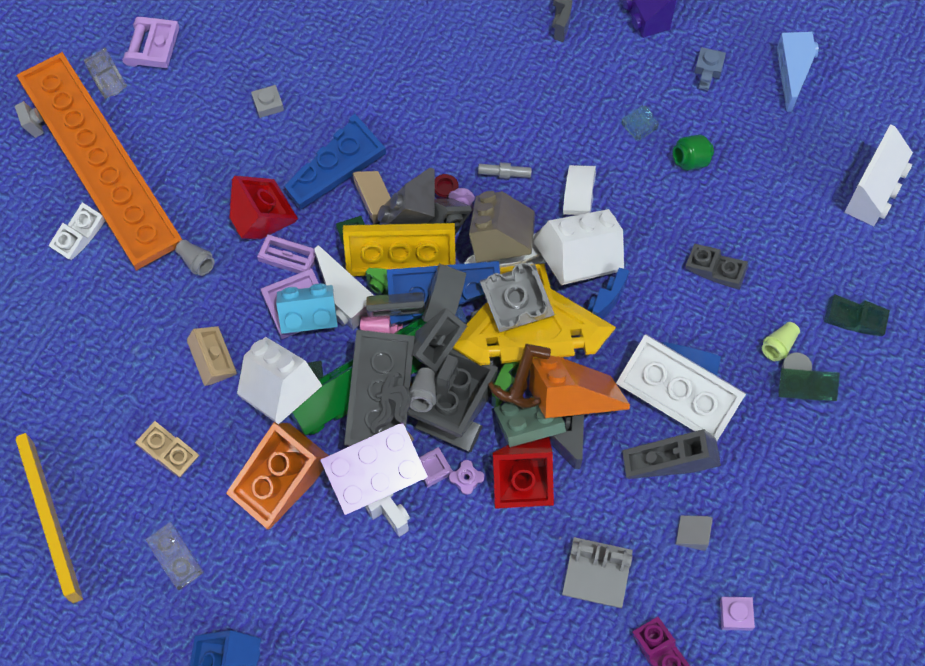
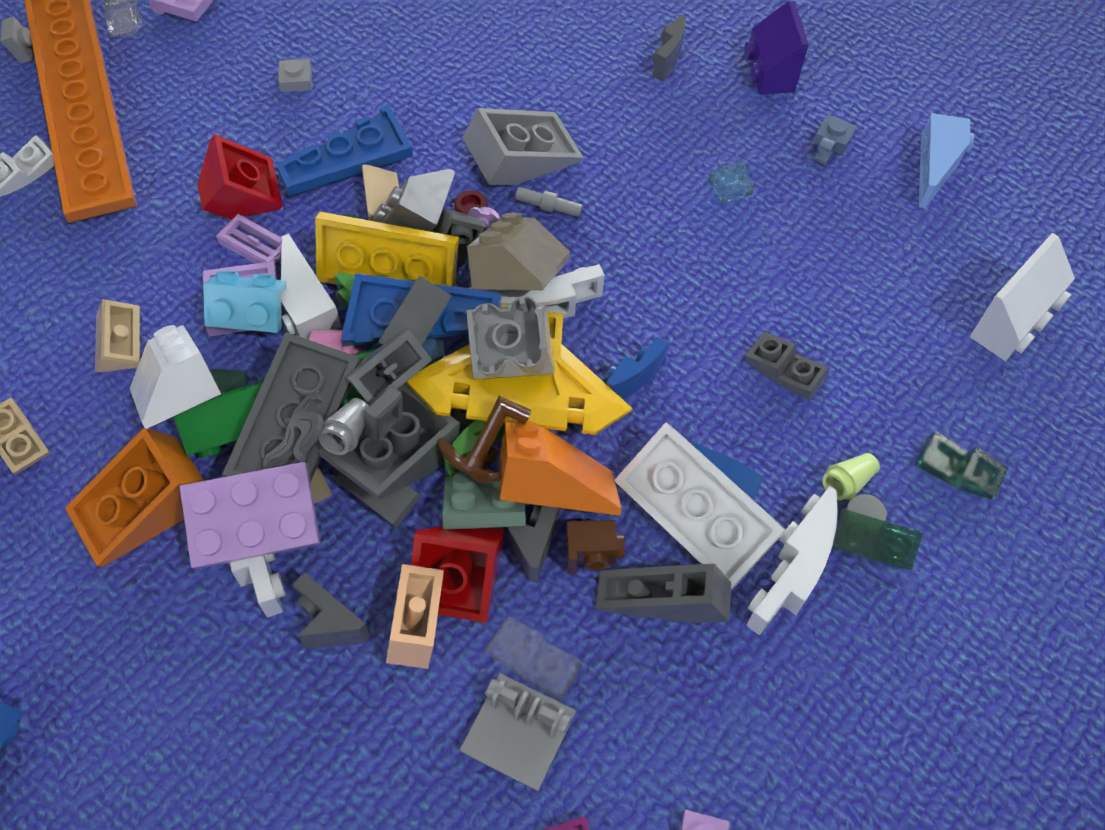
camera: 10 degrees right, 5 degrees down
(196, 258) = (142, 223): light grey cone -> none
(395, 304) = (350, 317): dark grey slope -> none
(435, 467) = (341, 535): lavender tile -> none
(452, 528) = (331, 621): none -> dark grey slope
(464, 485) = (380, 569): lavender plate -> none
(469, 127) = (519, 144): none -> light grey slope
(507, 512) = (415, 616): none -> light nougat slope
(579, 190) = (633, 241): white slope -> none
(582, 246) = (615, 299): white slope -> none
(593, 522) = (533, 658): none -> clear slope
(613, 433) = (593, 544): none -> reddish brown brick
(693, 152) = (788, 225): green head -> none
(694, 532) = (669, 705): light grey slope -> none
(762, 411) = (802, 562): none -> white slope

